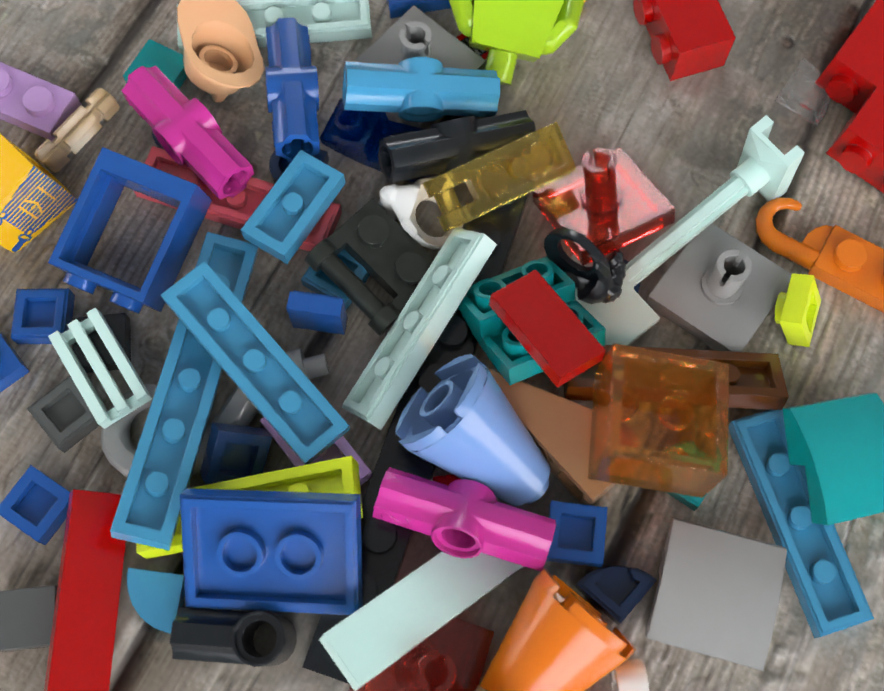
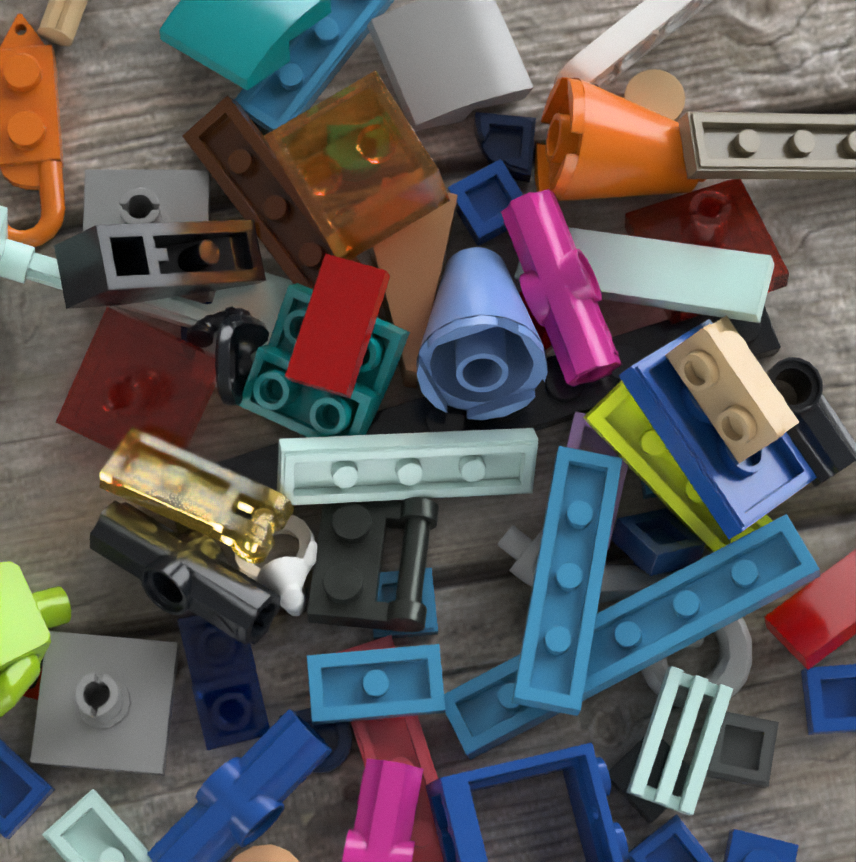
camera: 135 degrees left, 5 degrees up
(156, 596) = (825, 520): dark azure tile -> none
(285, 576) = (732, 388): none -> tan bracket
(317, 312) = (462, 580): blue tile -> none
(420, 89) = (149, 654): dark azure piece -> none
(681, 257) = (157, 261): none -> black slope
(798, 309) = (123, 144): neon yellow plate -> none

